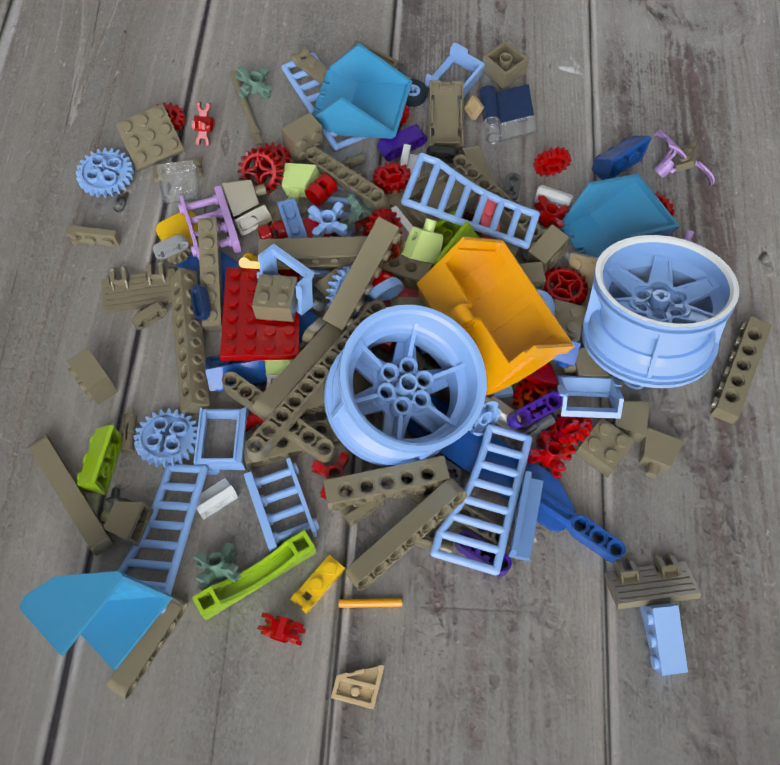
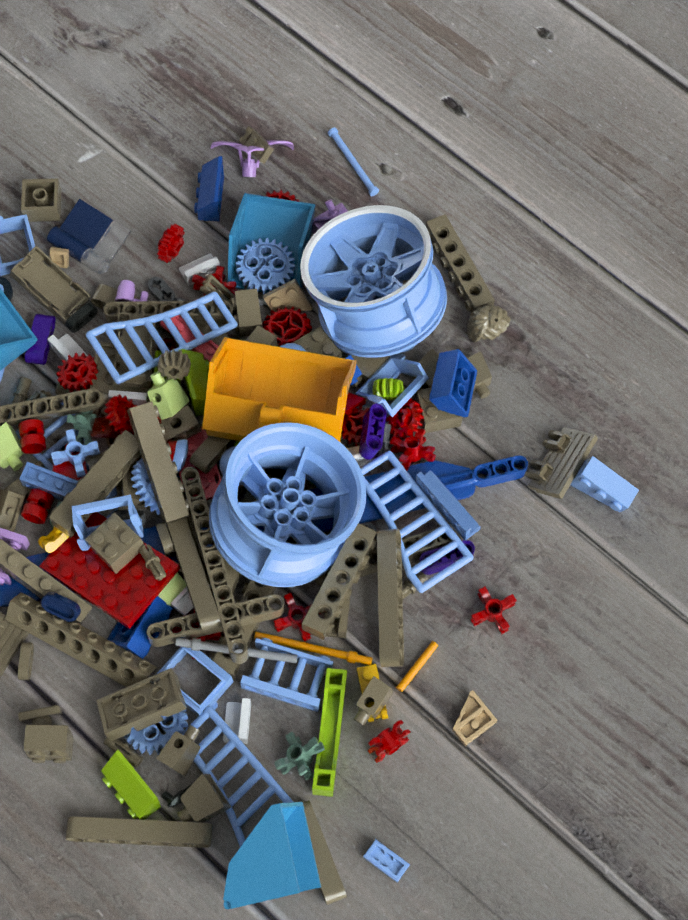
camera: 50 degrees left, 0 degrees up
(113, 358) = (40, 716): none -> dark tan tile
(150, 472) = (180, 750): none -> dark tan torso
(167, 415) = (141, 704): none -> dark tan piece
(180, 708) = (386, 861): none -> light blue plate
(246, 417) = (197, 644): none -> light grey bar
(282, 334) = (152, 562): none -> dark tan axle
(305, 588) = (375, 692): none -> dark tan torso
(335, 542) = (351, 656): none -> light orange bar
(448, 224) = (174, 364): none -> dark tan gear
(484, 162) = (126, 292): none -> lavender piece
(485, 635) = (485, 614): none -> red pin
(539, 206) = (208, 288): none -> dark tan tile
(582, 394) = (387, 388): none -> lime gear
(597, 233) = (265, 265): none -> light blue gear
(633, 440) = (453, 383): none -> blue slope
(708, 425) = (487, 323): none -> dark tan hair
(737, 260) = (333, 133): none -> light blue bar

